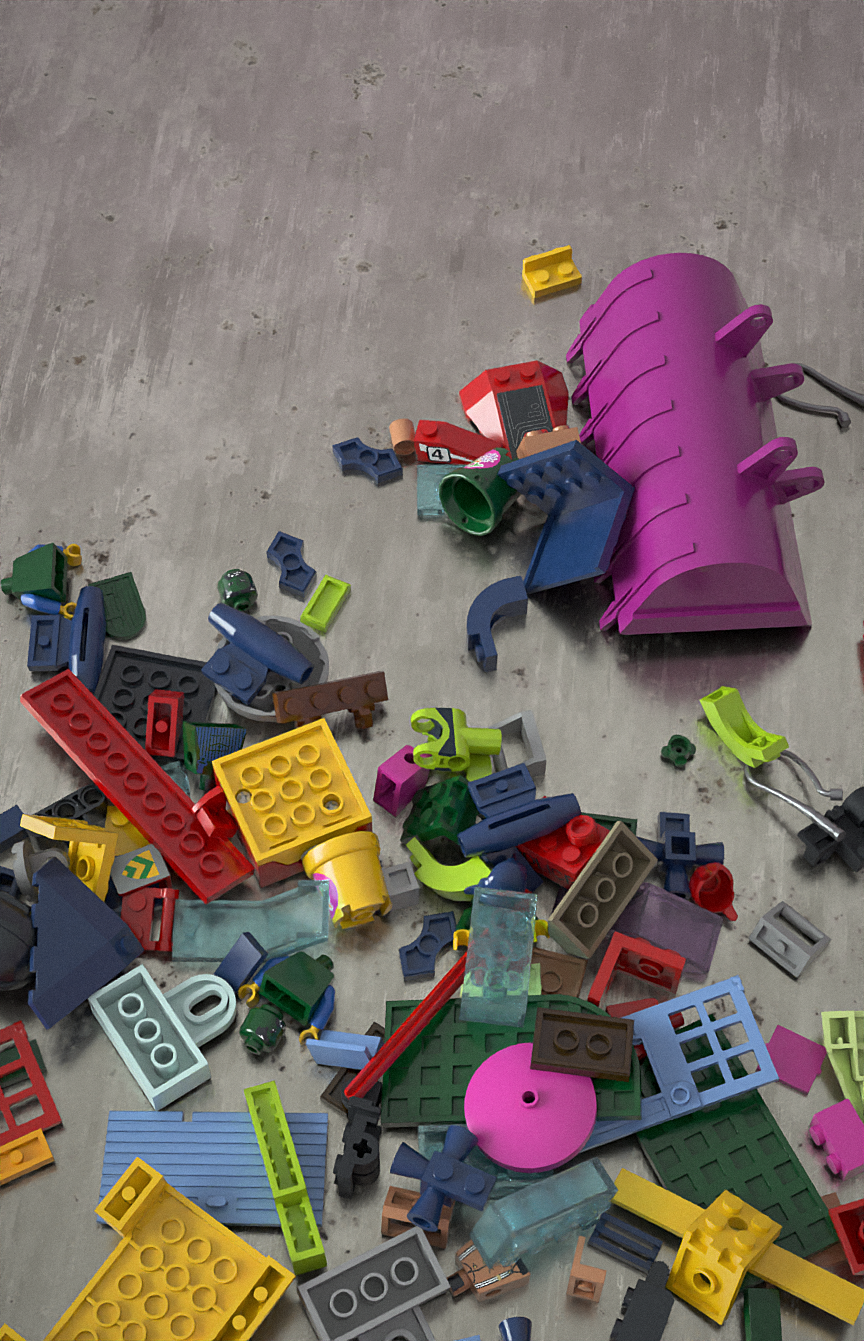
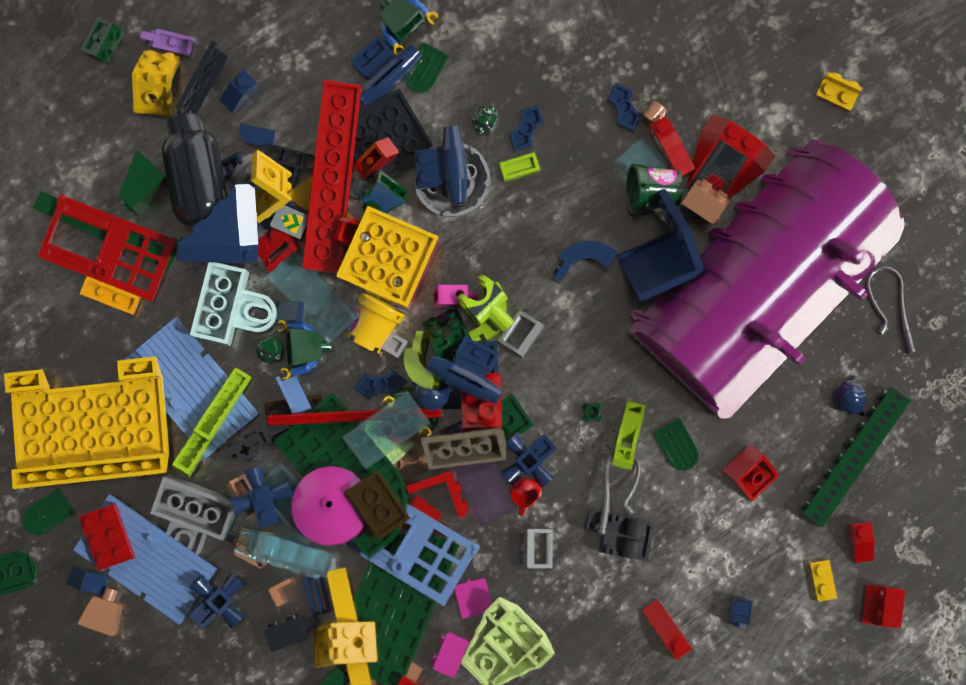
camera: 55 degrees right, 25 degrees up
(351, 693) = (448, 218): reddish brown hinge -> none
(798, 698) = (677, 445): none -> dark green window

